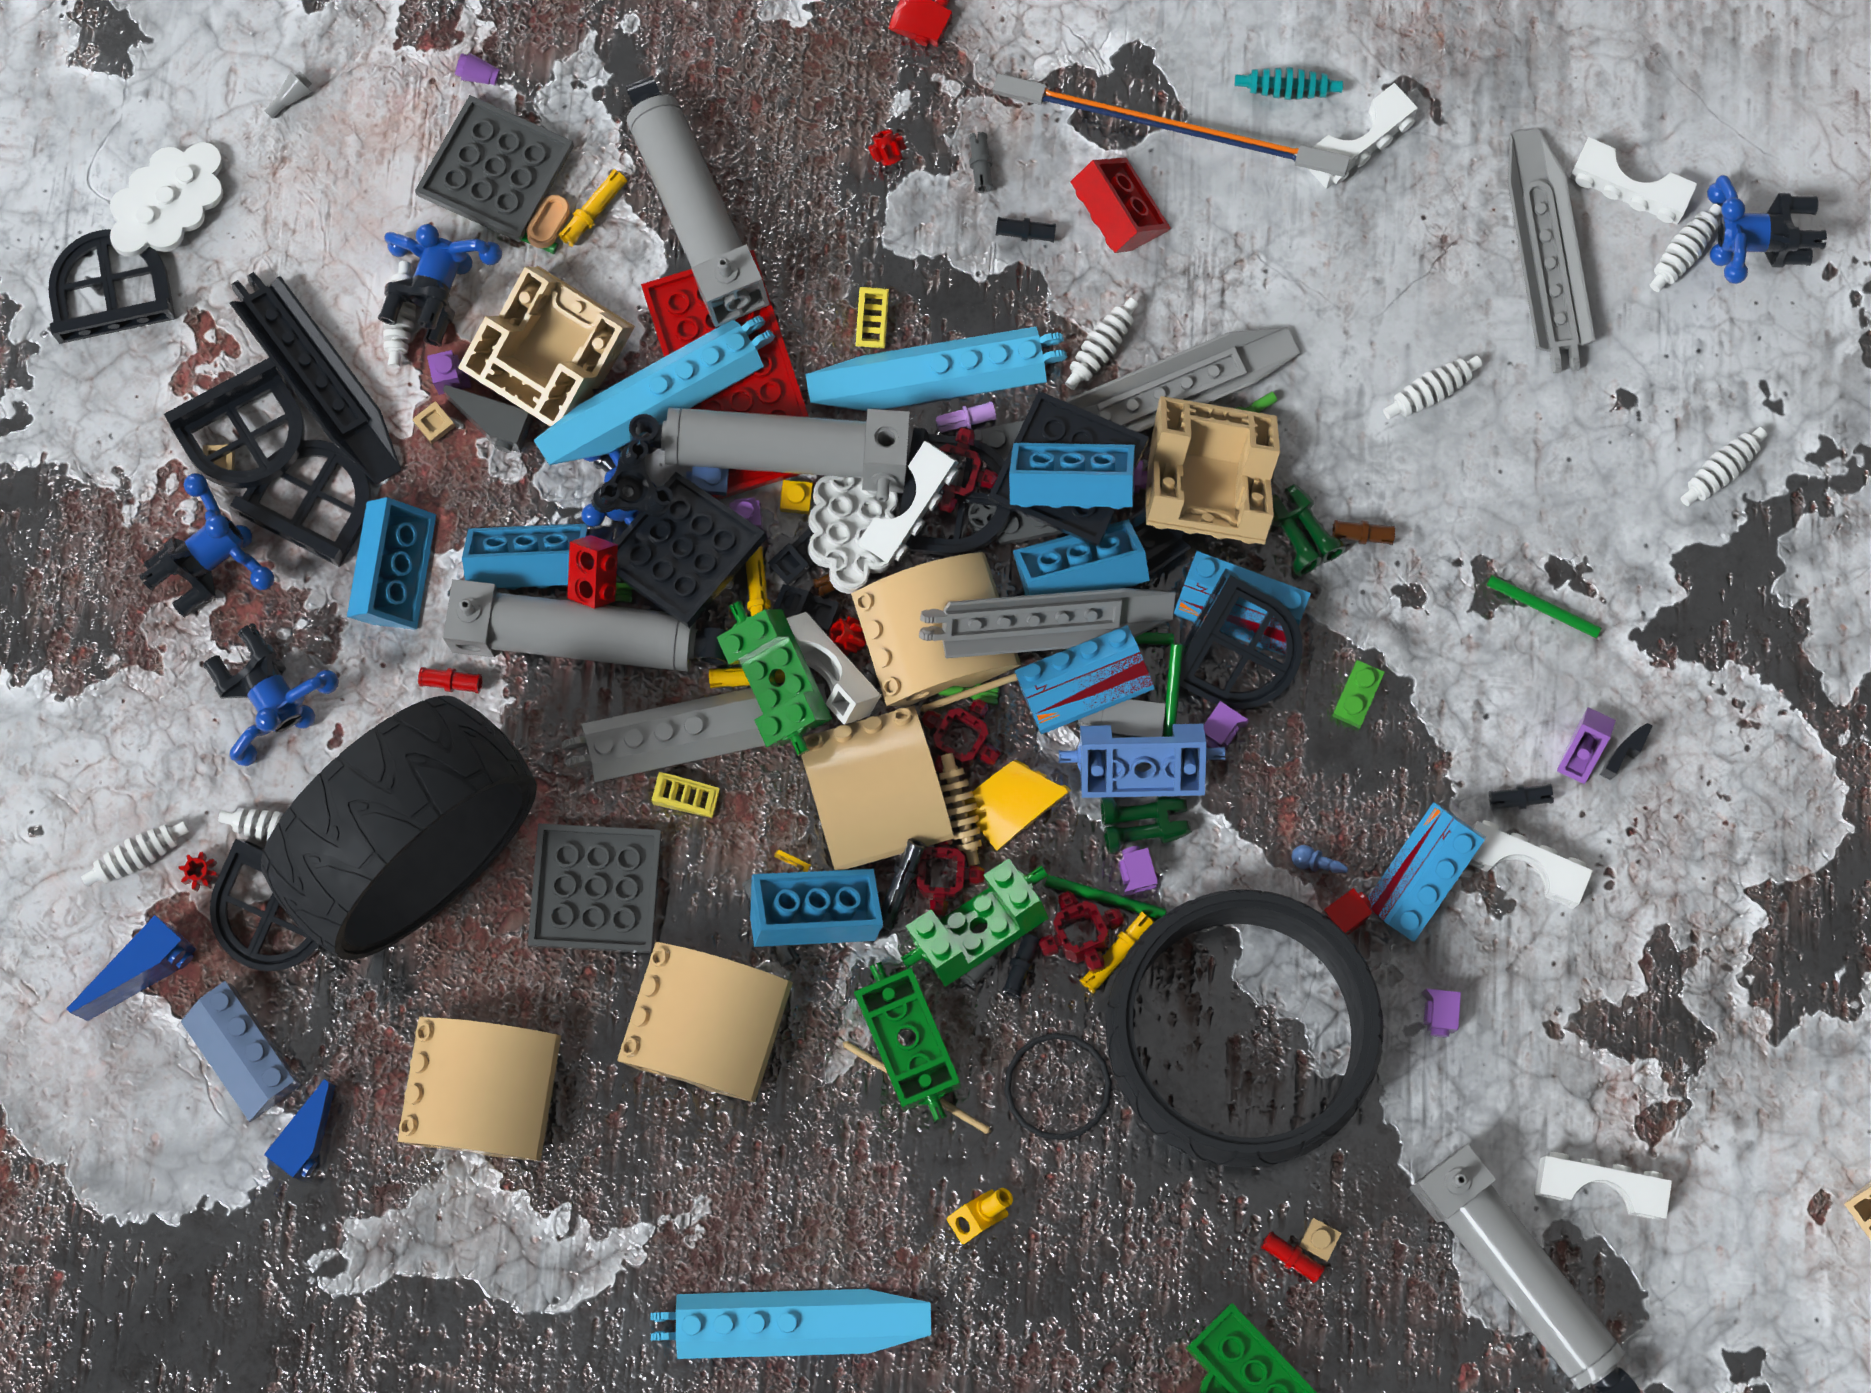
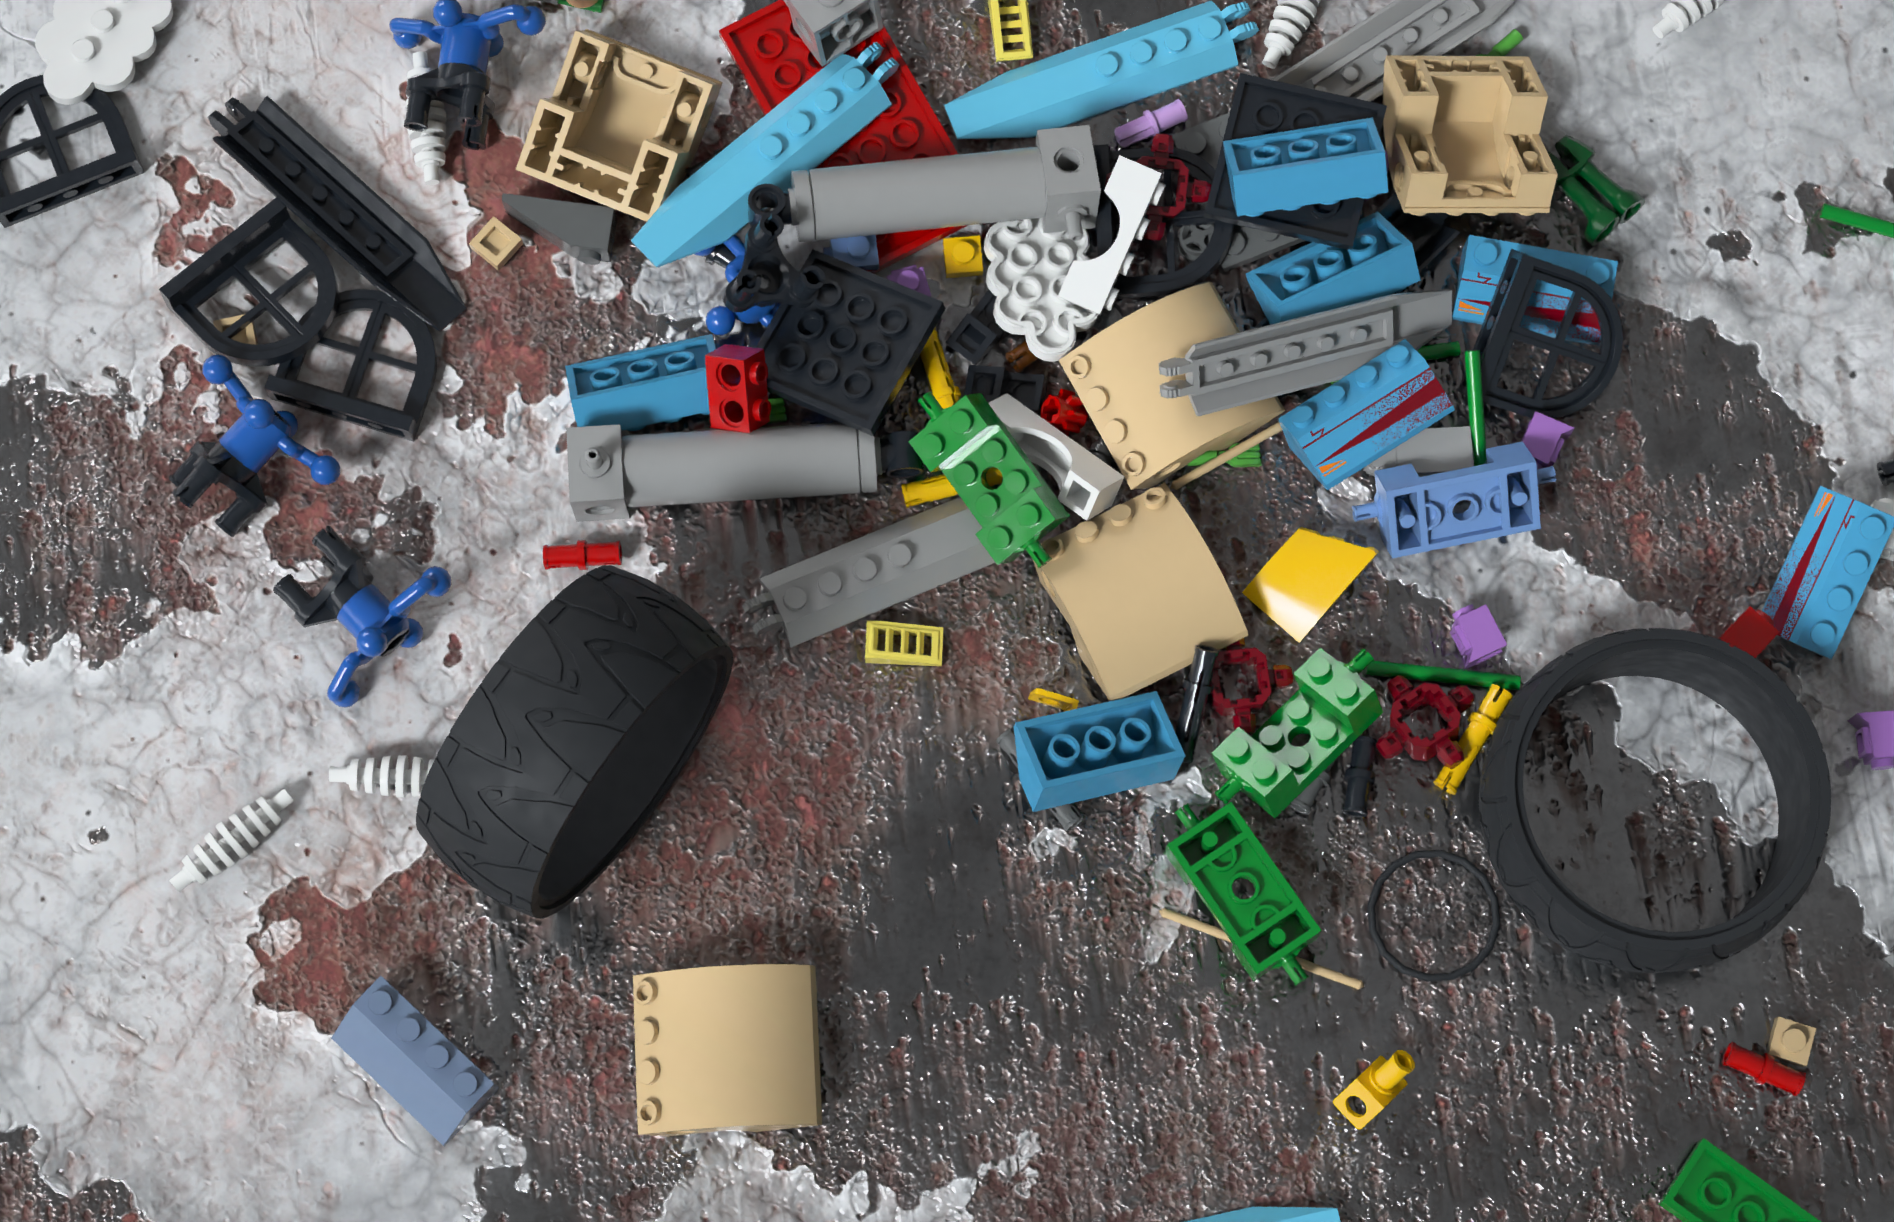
camera: 15 degrees left, 0 degrees up
(143, 962) = (272, 972): blue slope -> none
(207, 871) = (324, 839): red gear -> none
(251, 854) = (400, 820): black window -> none
(303, 1136) = (515, 1156): blue slope -> none
(391, 564) = (479, 425): dark azure slope -> none
(446, 372) = (500, 176): medium lavender window -> none
(595, 888) = (816, 778): dark grey plate -> none
(705, 1021) = (989, 915): tan slope -> none
(951, 773) = (1247, 599): tan piece -> none
(977, 711) = (1237, 488): dark red piece -> none
(1167, 831) = (1487, 557): dark green piece -> none
(1305, 857) = (1673, 583): medium blue bar -> none
(1358, 694) = (1695, 374): bright green plate -> none
(1363, 532) = (1661, 178): reddish brown pin -> none

